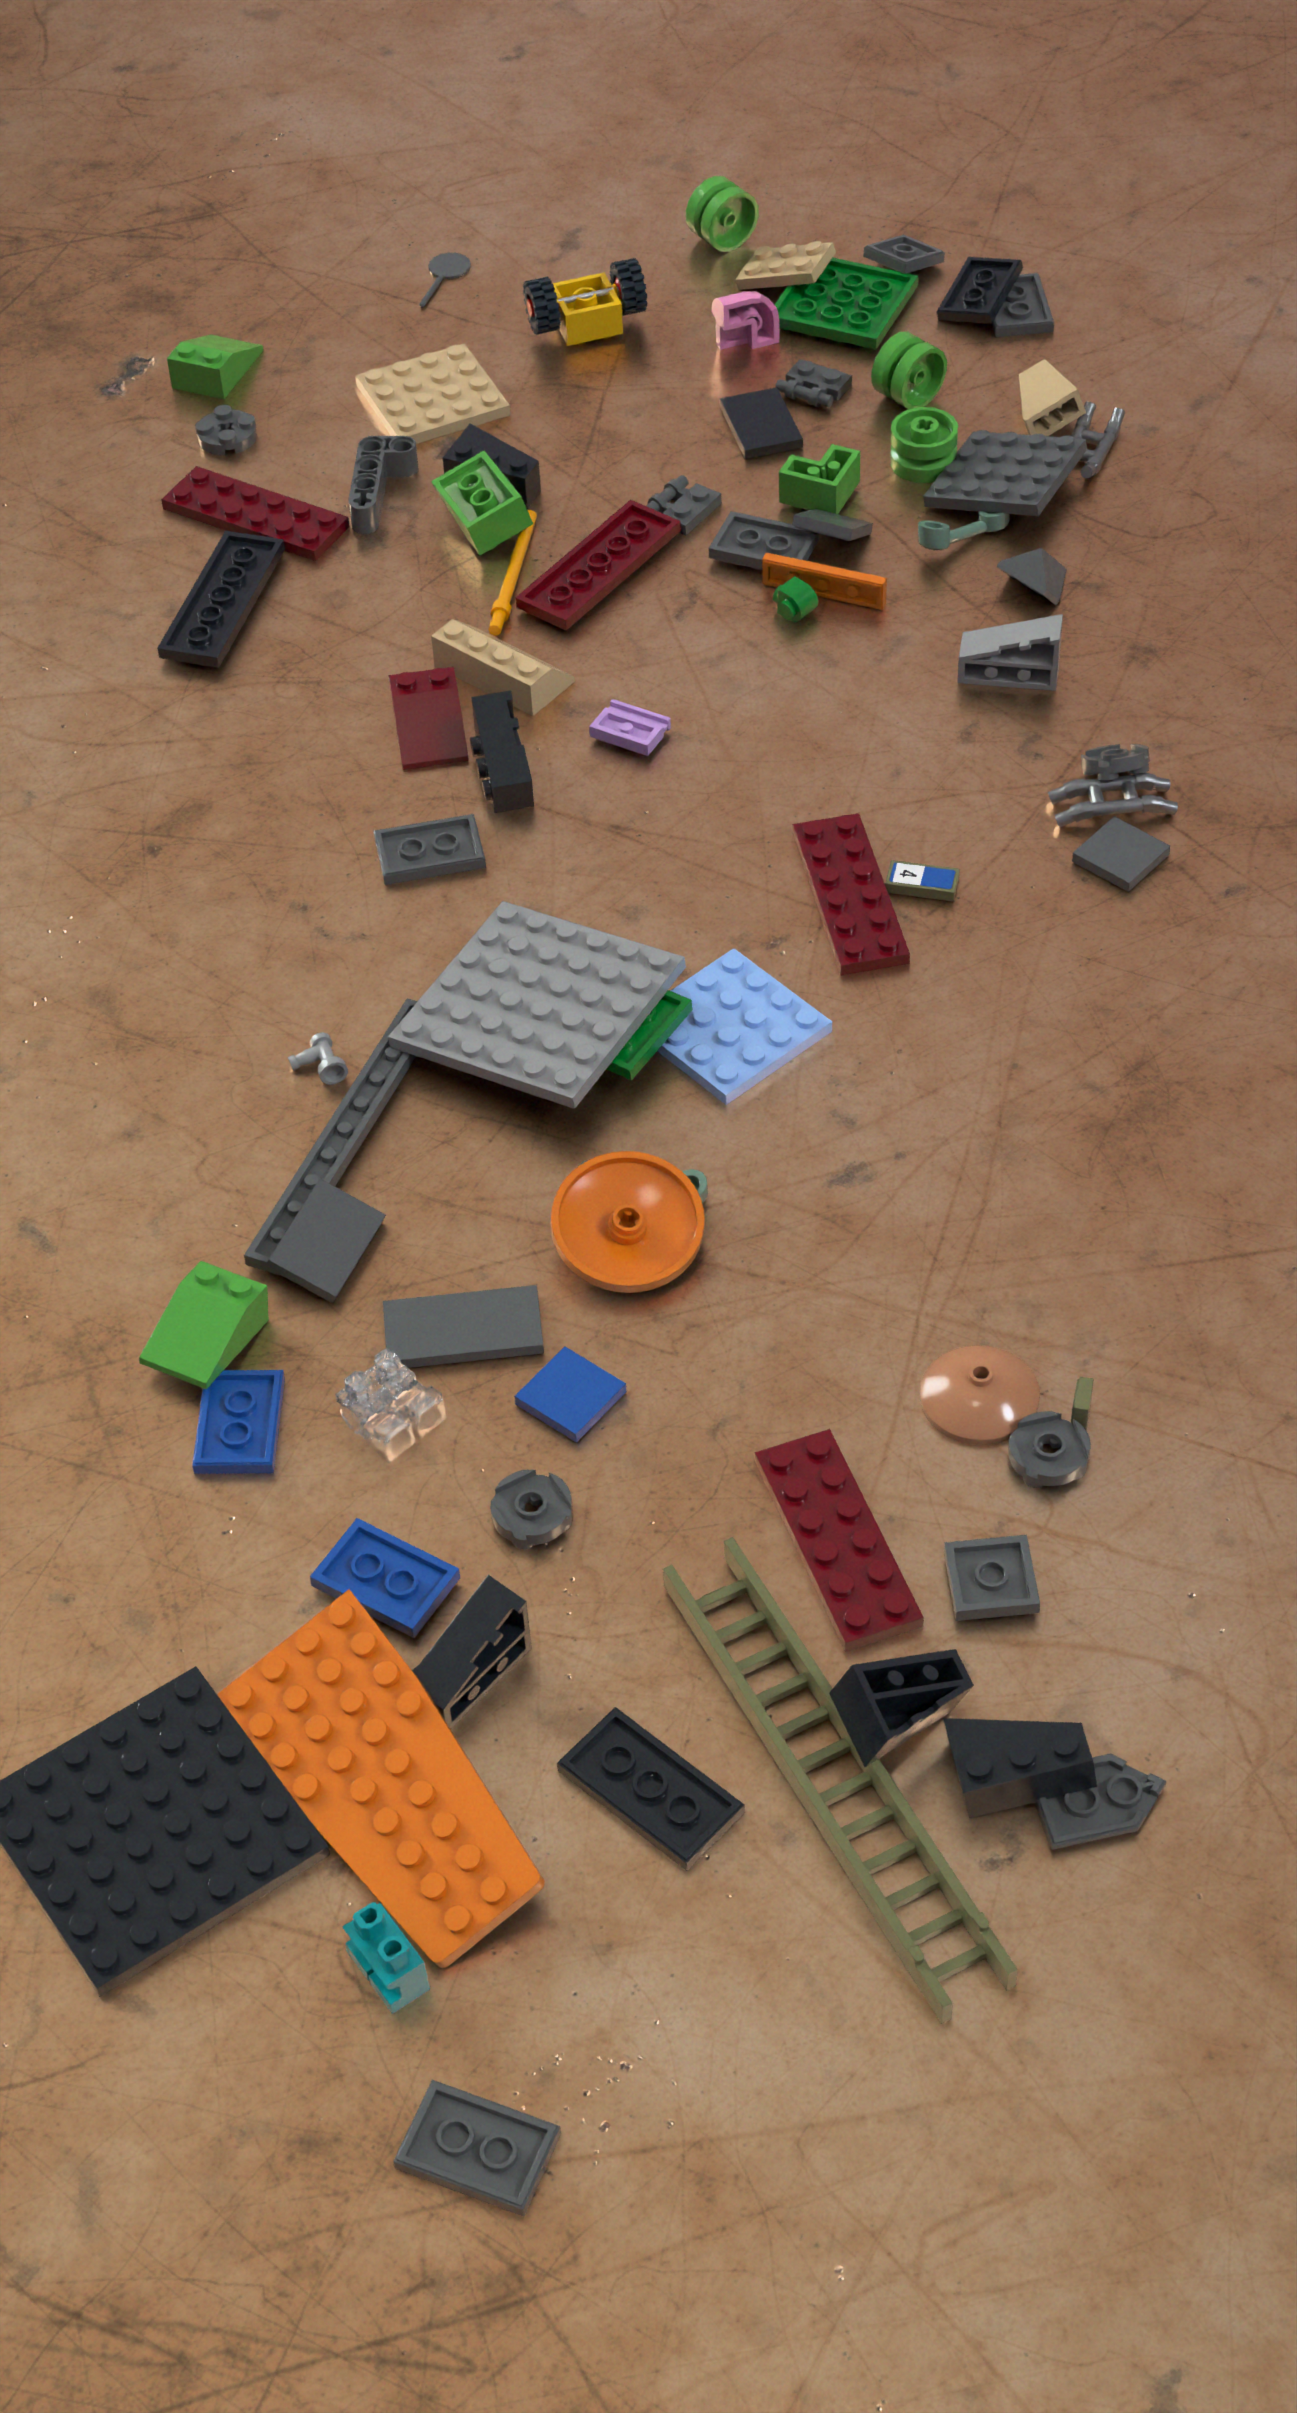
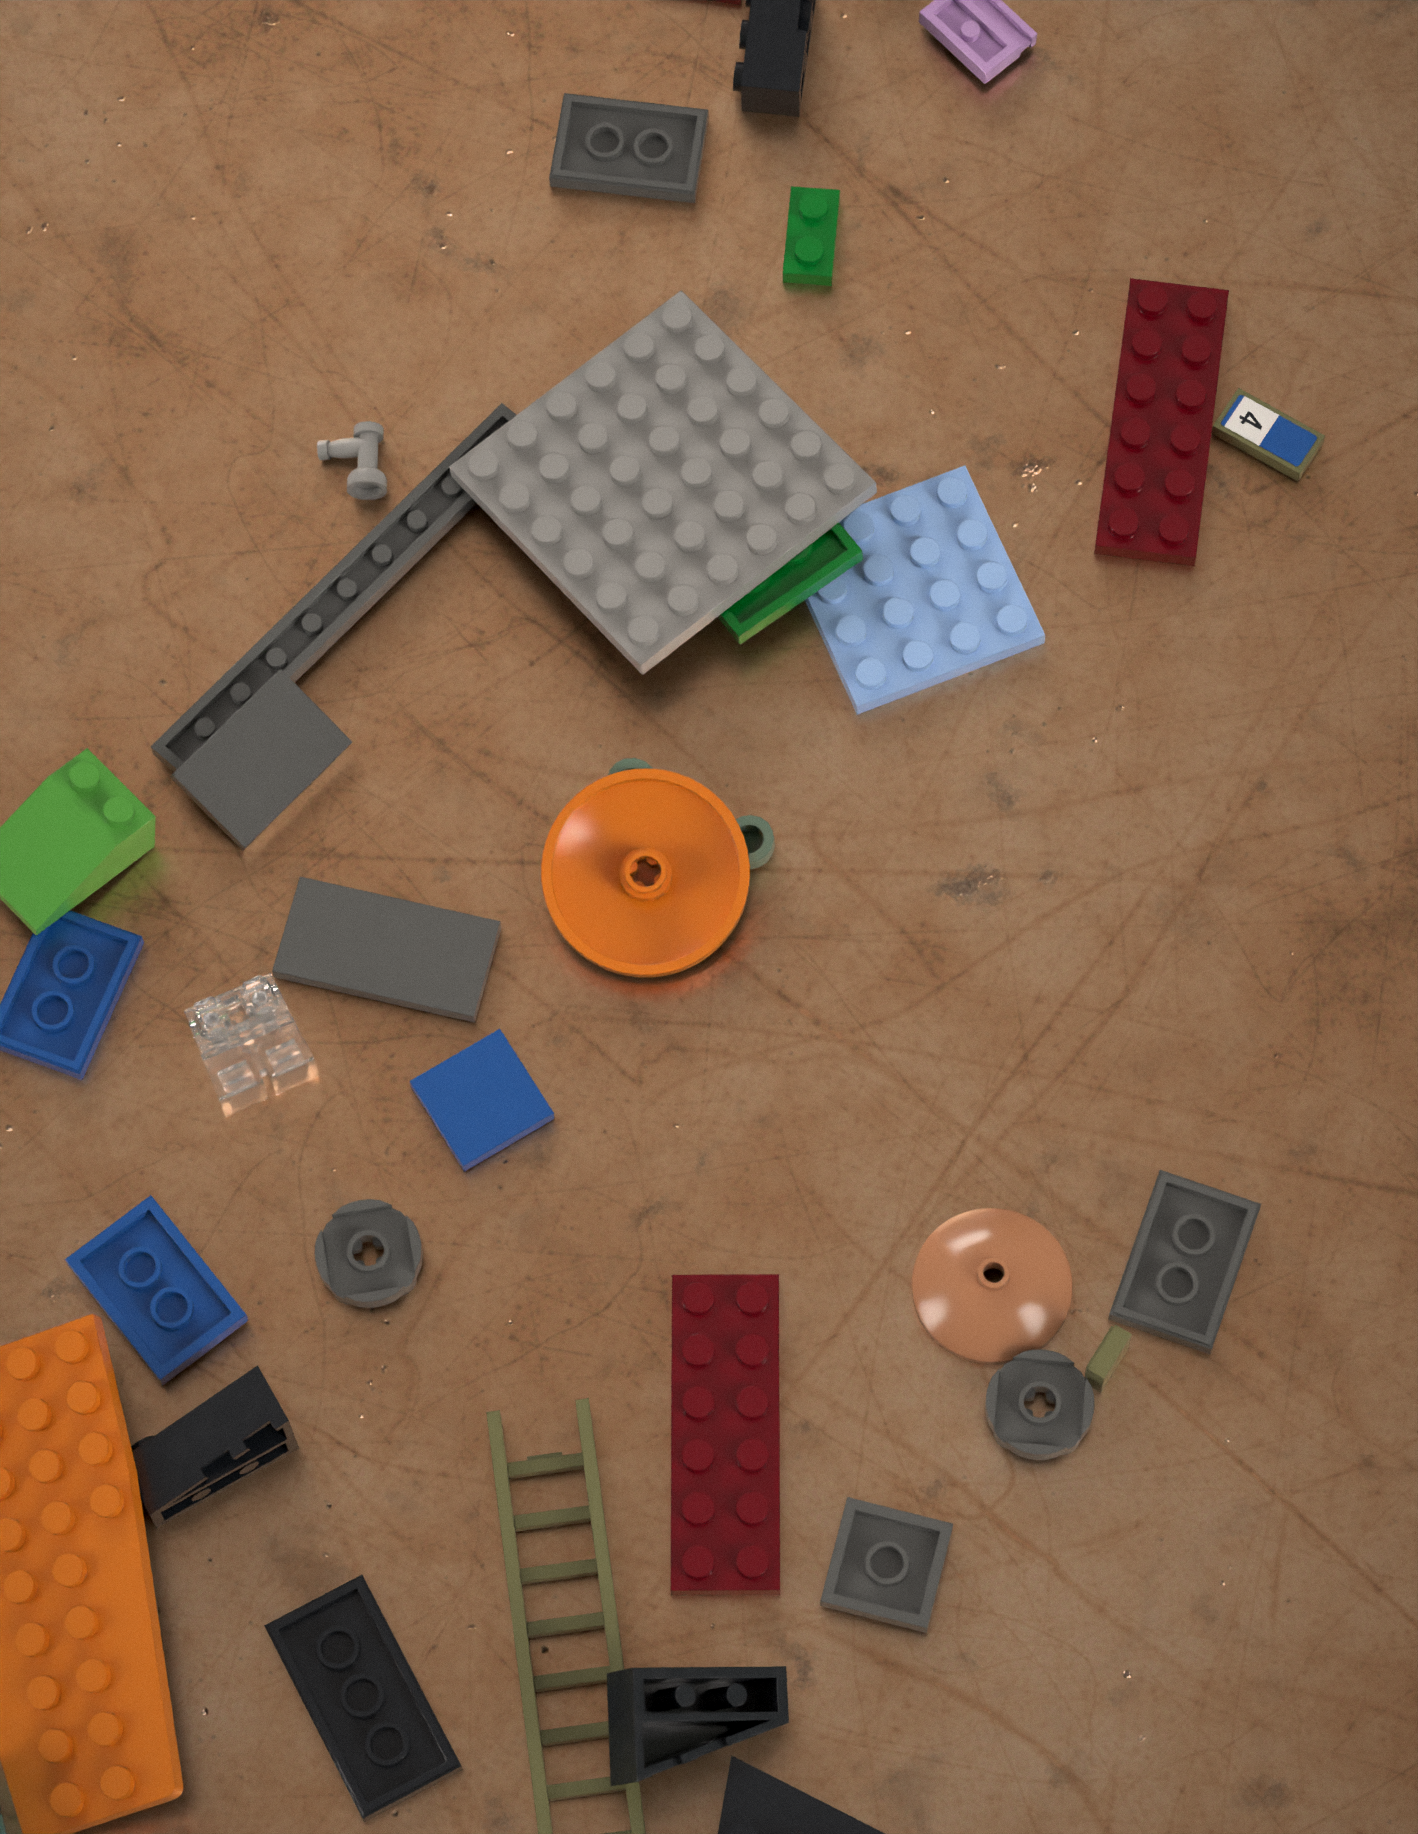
camera: 20 degrees right, 20 degrees up
(572, 861) = (811, 236): none -> green plate
(1104, 1338) = (1184, 1261): none -> dark grey tile

